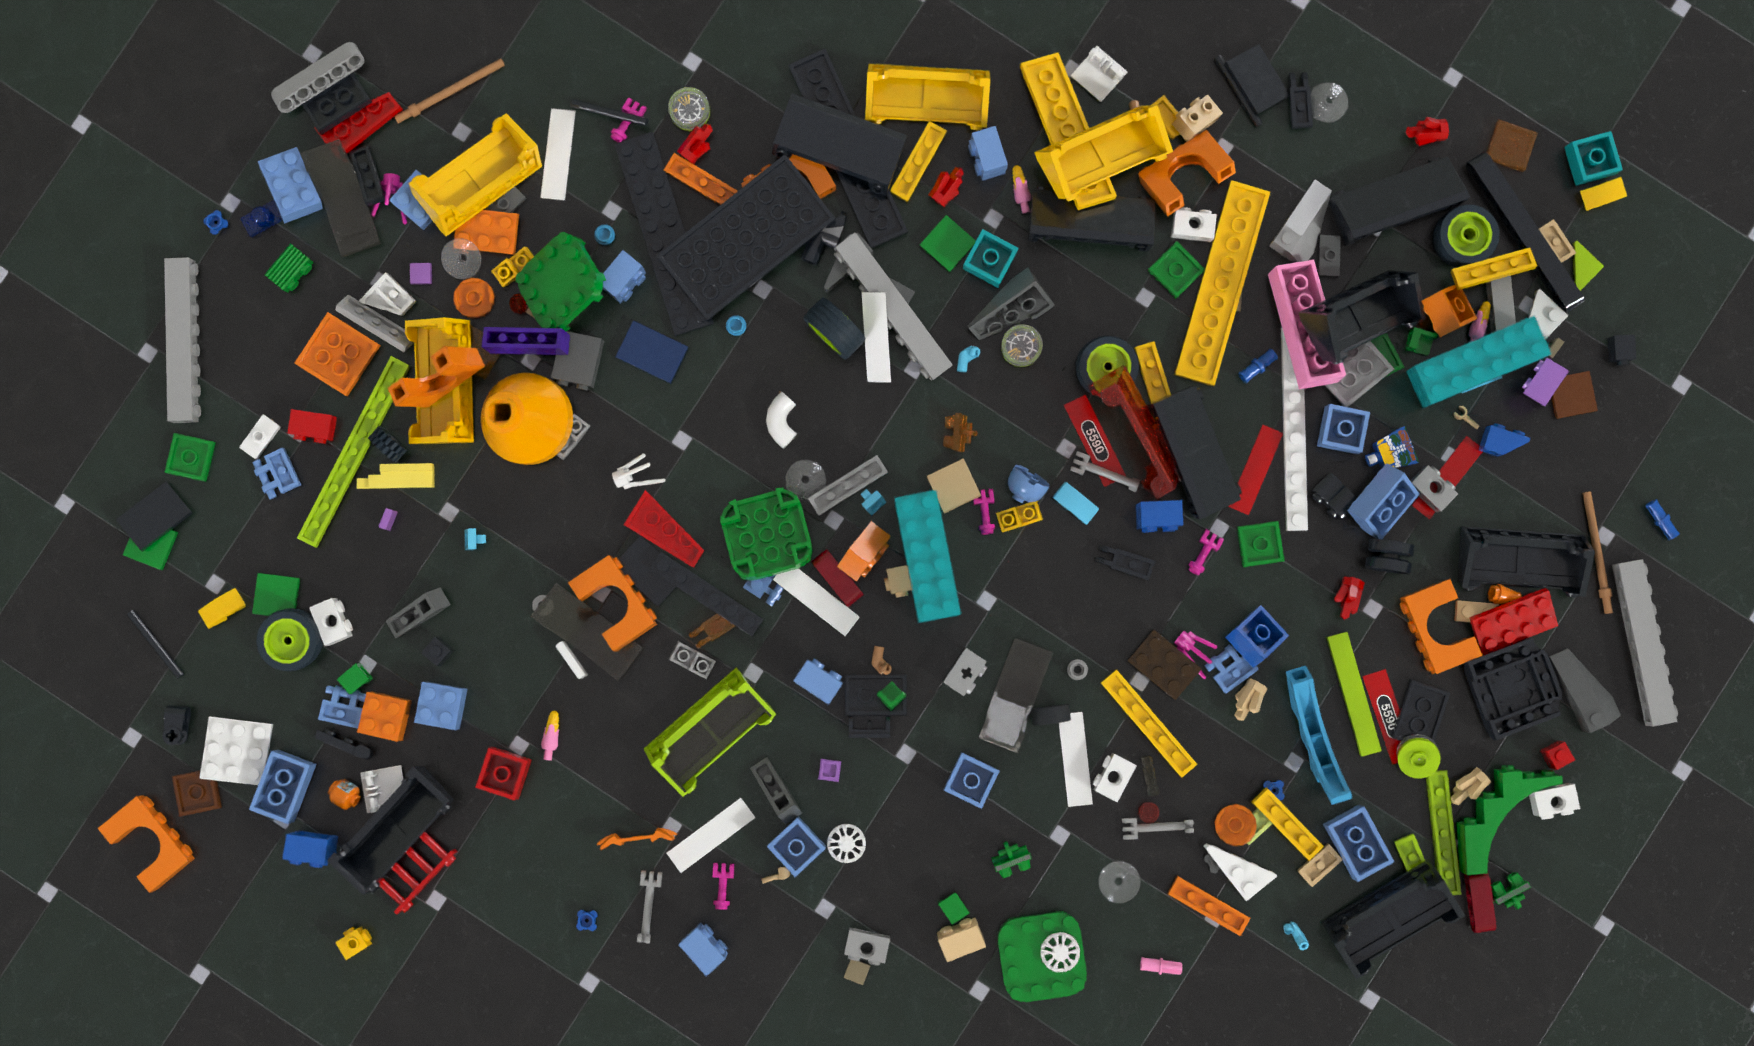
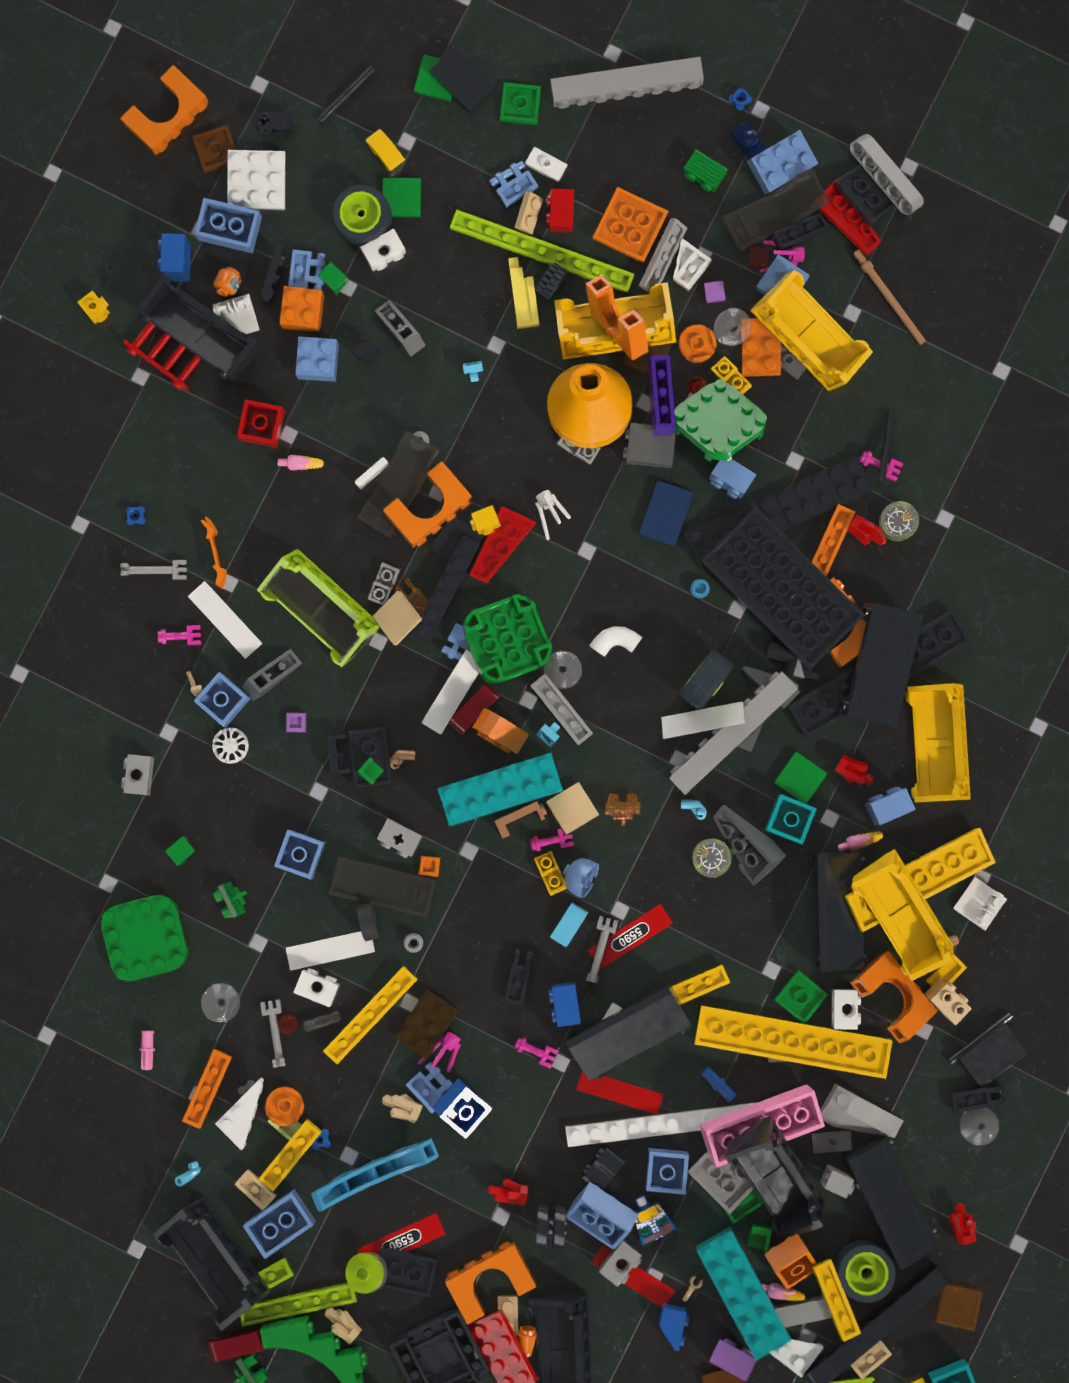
camera: 85 degrees right, 0 degrees up
(310, 461) = (528, 213): none -> tan plate
(388, 519) = (483, 290): medium lavender tile -> none
(389, 222) = (758, 257): none -> clear red tile
(558, 154) = (841, 404): white sticker -> none
(604, 234) = (770, 456): dark azure plate -> none
(637, 543) = (485, 520): none -> yellow brick
(704, 948) = (120, 625): medium blue brick -> none
(730, 649) = (397, 617): none -> tan tile
(819, 681) = (376, 702): medium blue brick -> none
(857, 971) = (114, 768): dark tan tile -> none
(898, 581) = (476, 765): tan brick -> none
(918, 161) = (875, 741): yellow plate -> none
(955, 546) = (501, 823): none -> nougat panel
(961, 939) = (152, 860): tan brick -> none
(998, 643) = (429, 866): none -> orange tile
(1060, 952) = (149, 953): white wheel -> none
(1104, 350) = (702, 925): wheel -> none
(1120, 389) = (677, 953): clear red windscreen -> none
(1260, 544) = (550, 1103): green tile -> none
(1353, 694) = (418, 1206): lime tile -> none
(1371, 253) = (837, 1181): none -> light grey brick
(1554, 346) = (767, 1365): dark tan tile -> none

